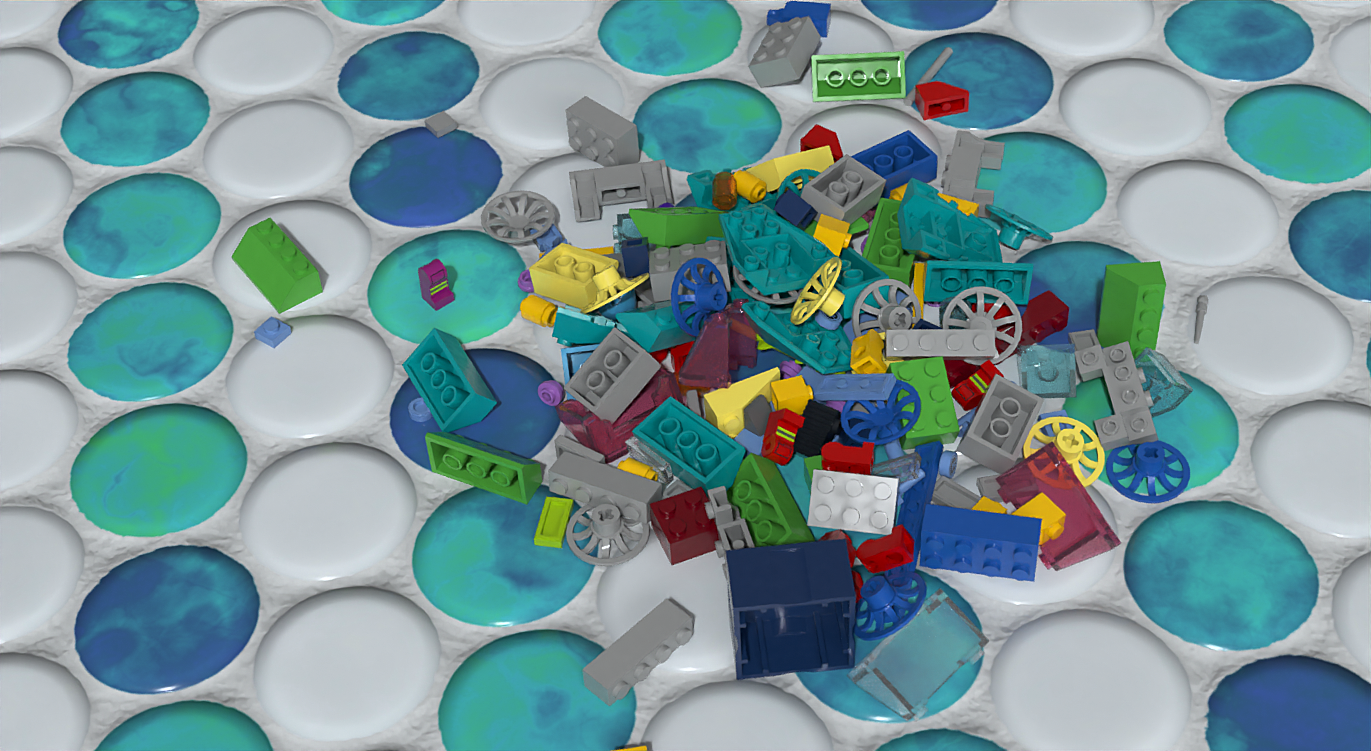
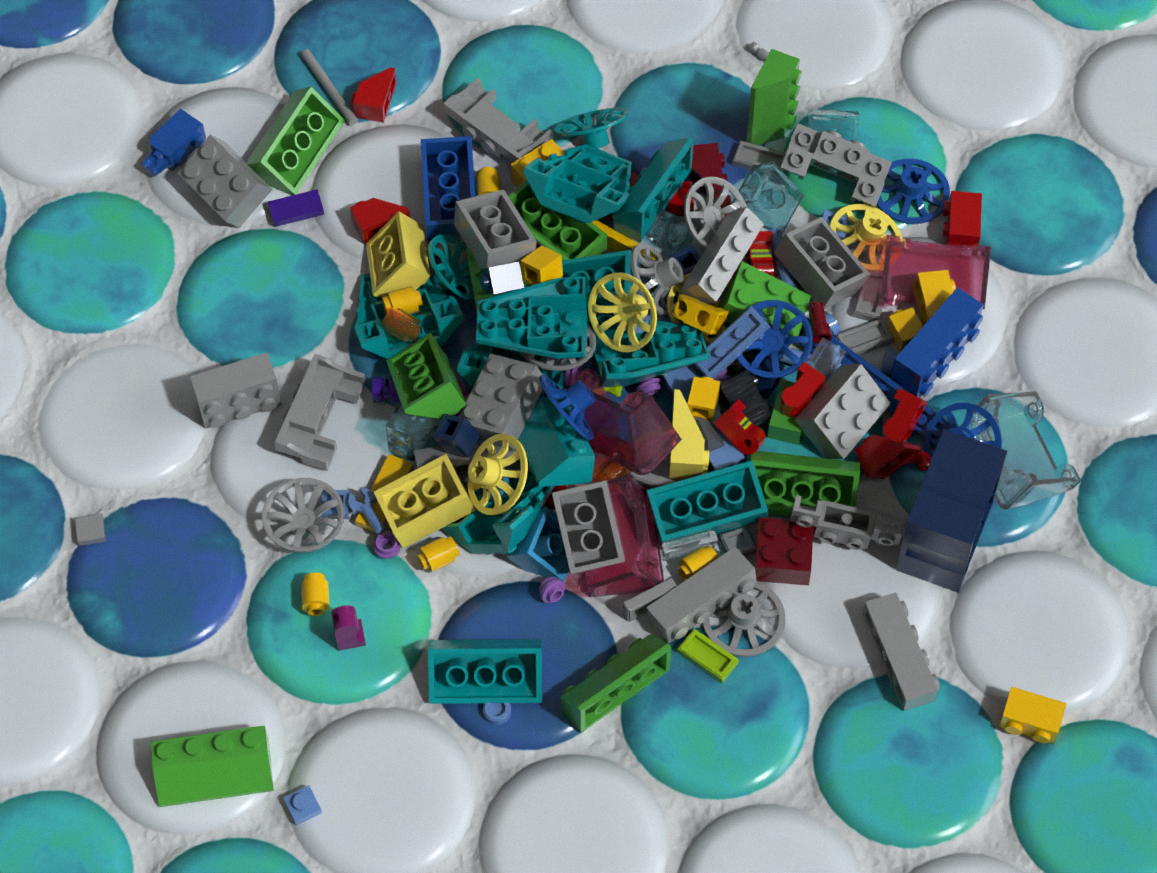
camera: 65 degrees left, 15 degrees up
(458, 258) = (315, 594): none -> yellow brick
(801, 106) = (296, 208): none -> dark purple tile
(929, 449) = (819, 326): none -> dark red pin
(1143, 516) = (963, 219): none -> red brick

